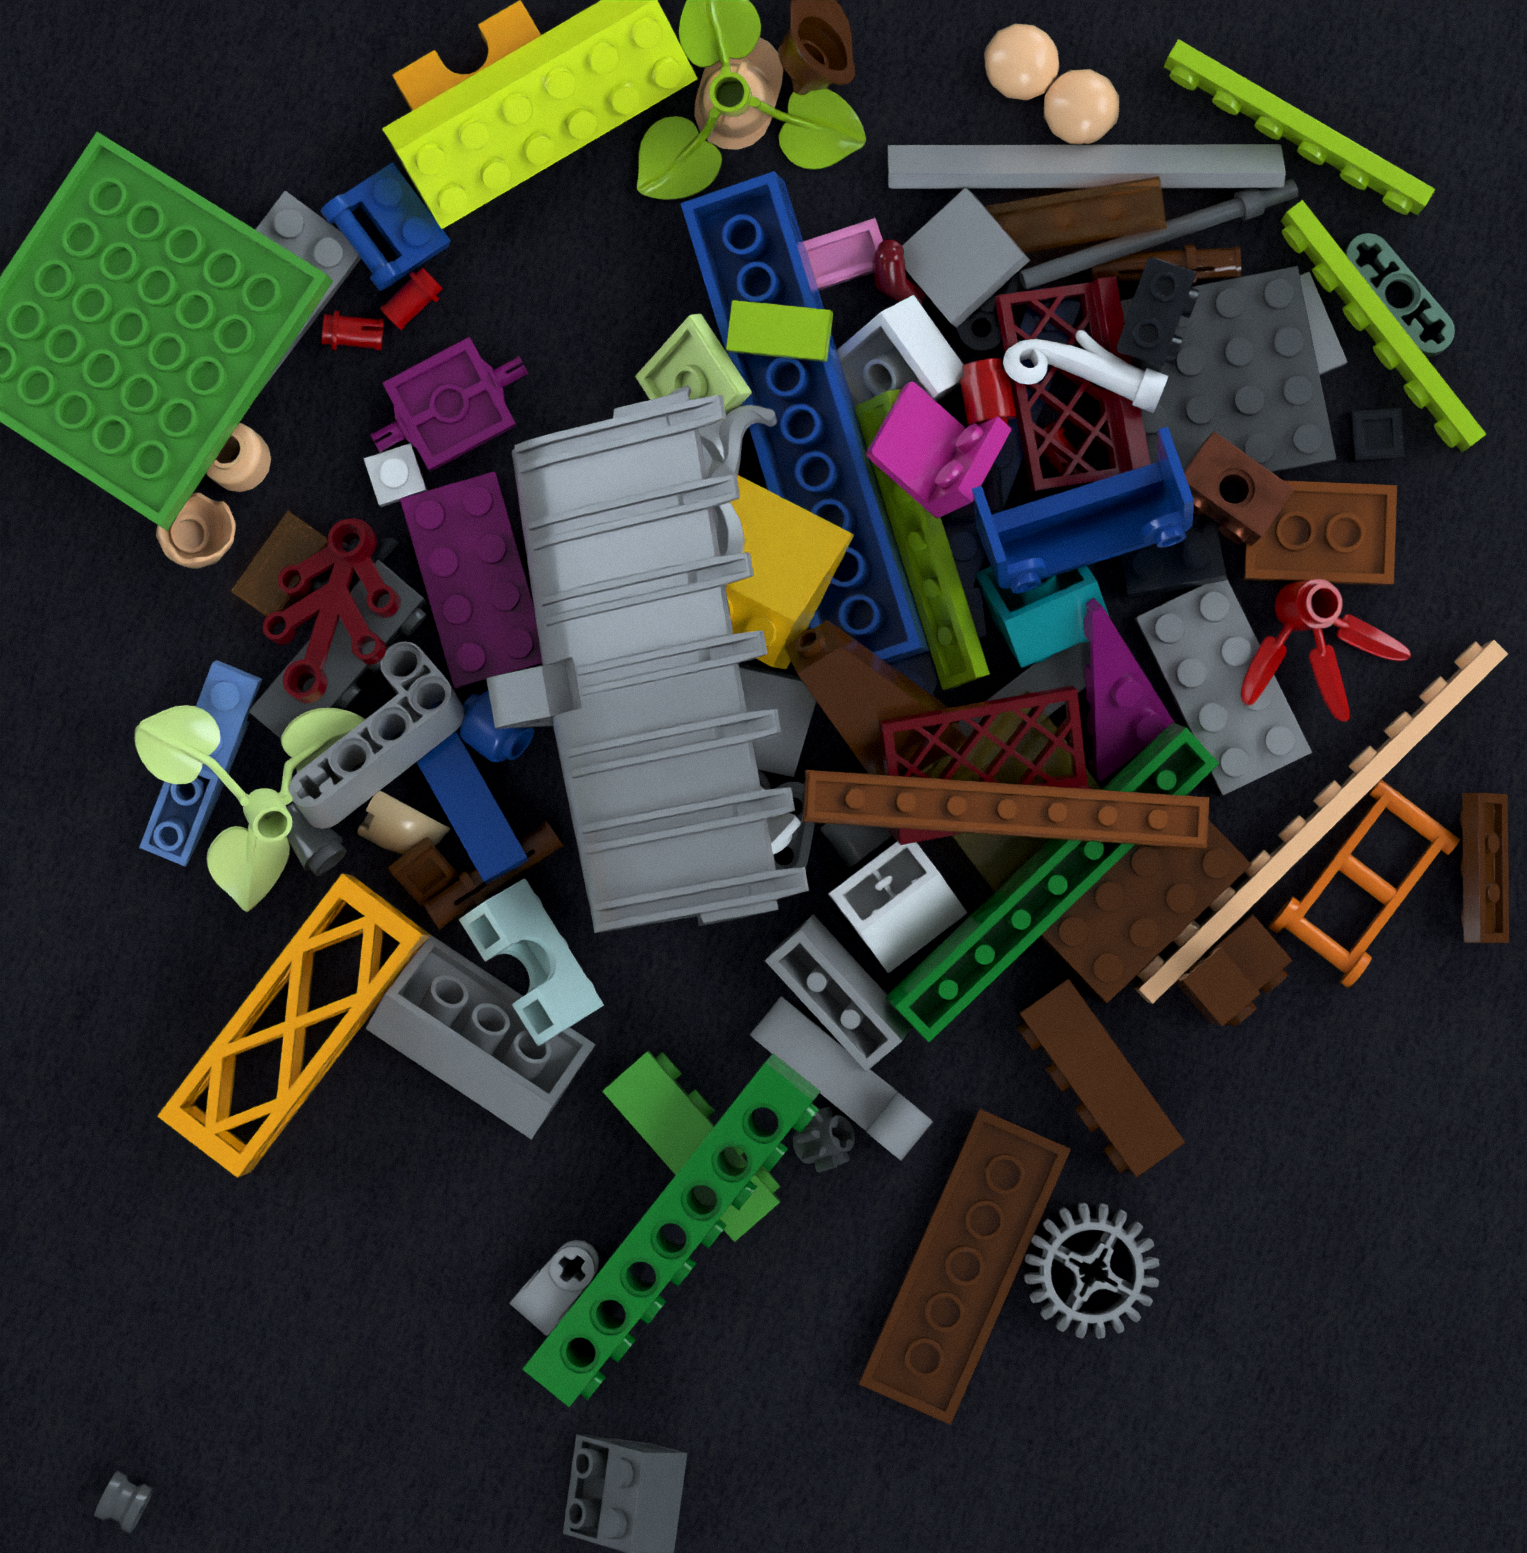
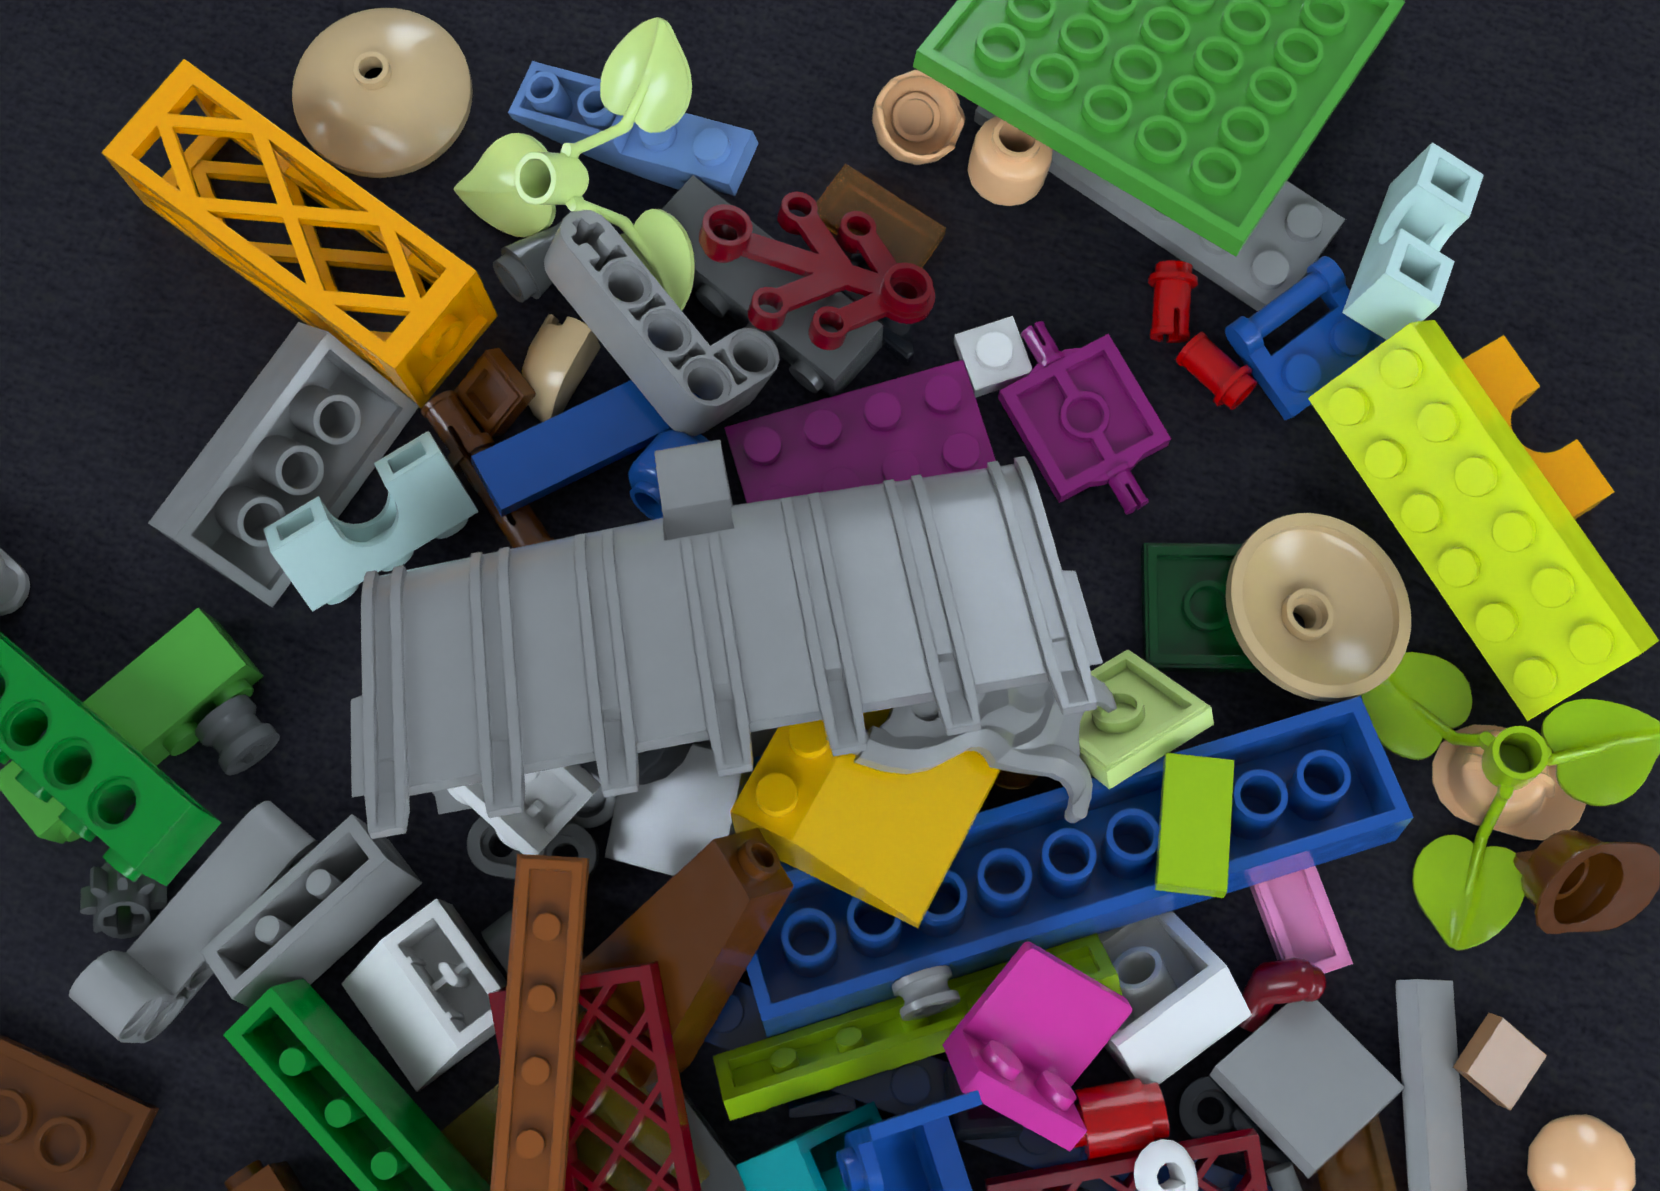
camera: 90 degrees right, 10 degrees down
(190, 968) = (386, 121): none -> tan dish
(344, 154) = (1402, 264): none -> light aqua arch
(601, 205) = (1342, 590): none -> tan dish
(601, 314) = (1187, 610): none -> dark green tile
(698, 1061) = (237, 734): none -> dark grey wheel
(900, 530) = (925, 993): none -> light grey bush
(946, 115) = (1499, 1061): none -> tile

